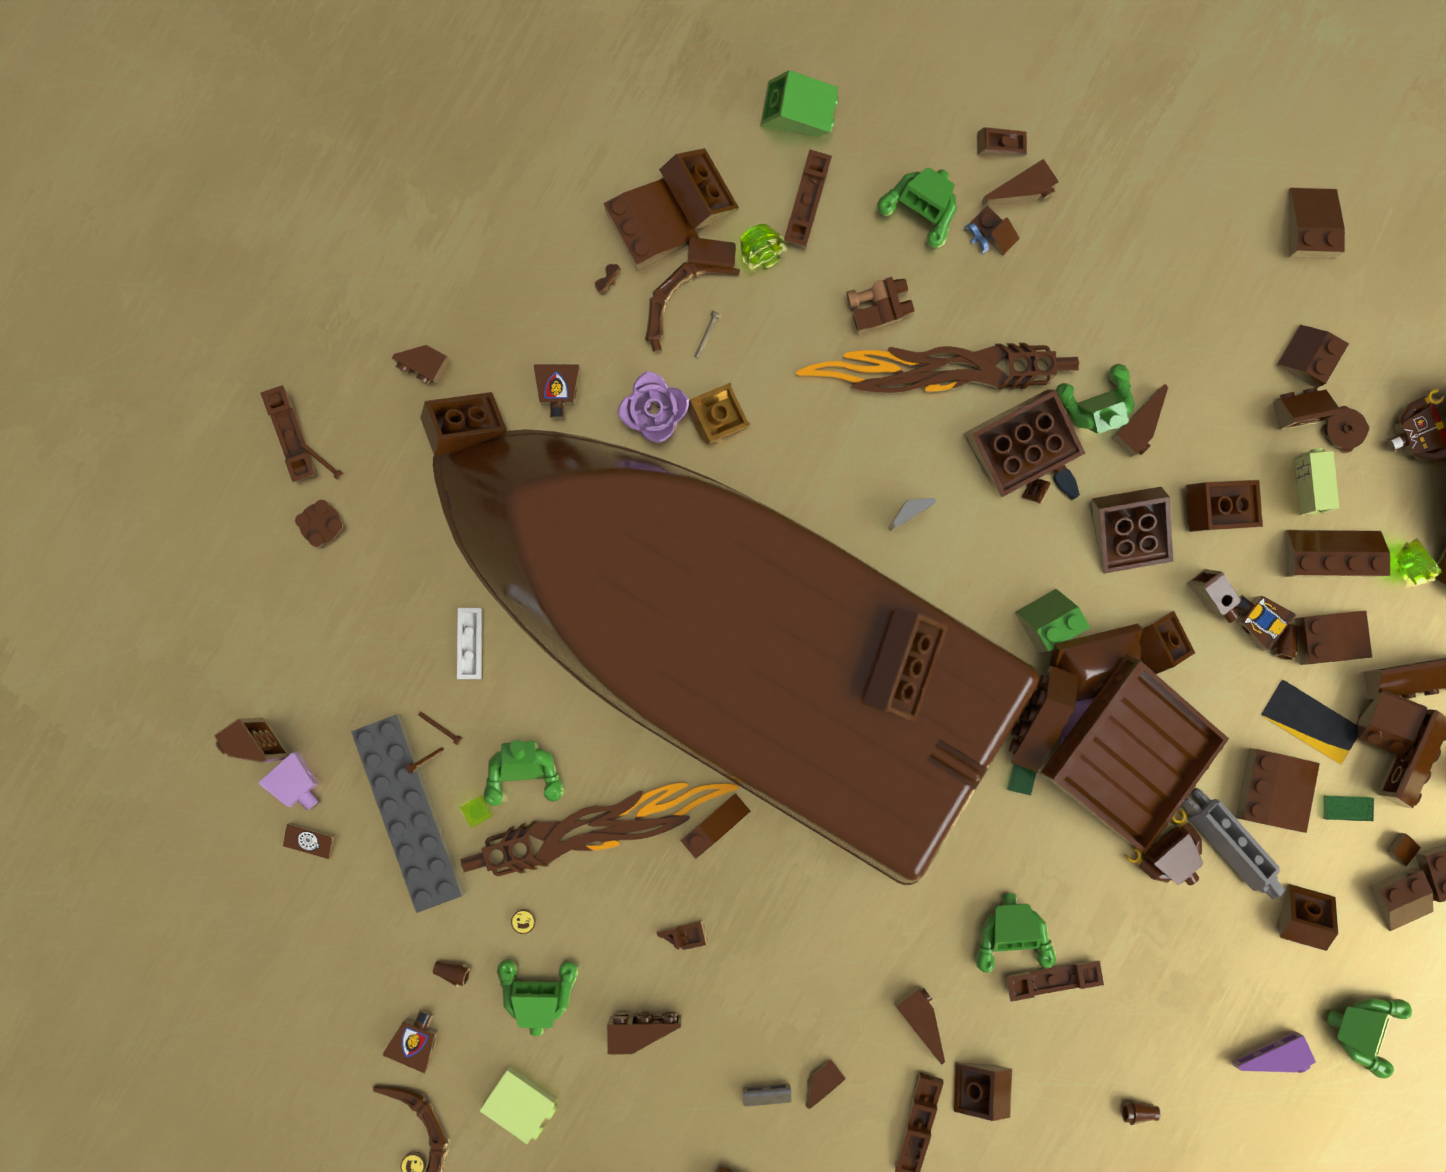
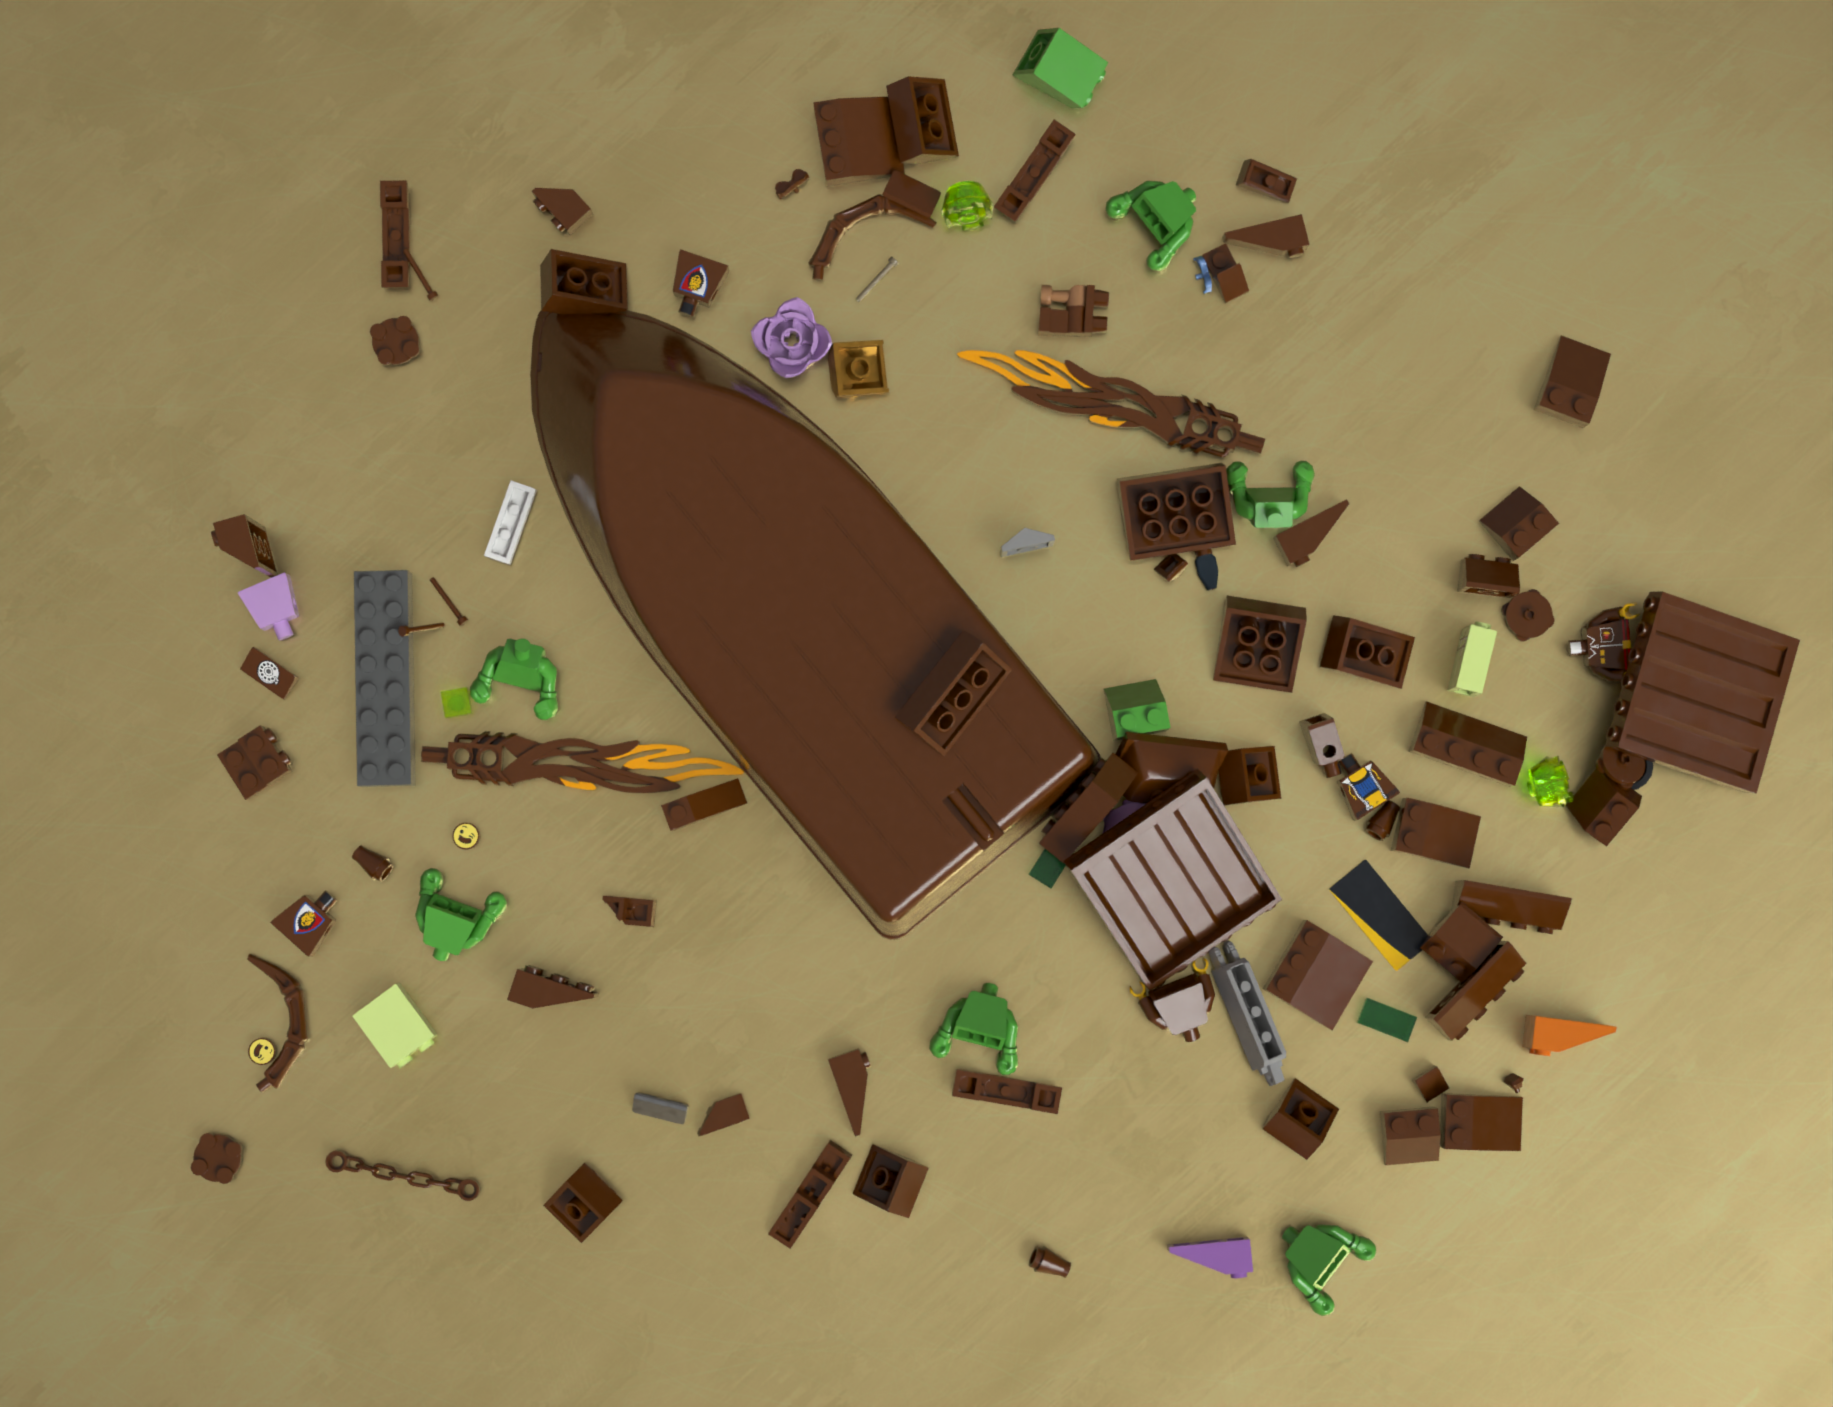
camera: 20 degrees right, 0 degrees up
(323, 920) = (255, 761): none -> reddish brown plate

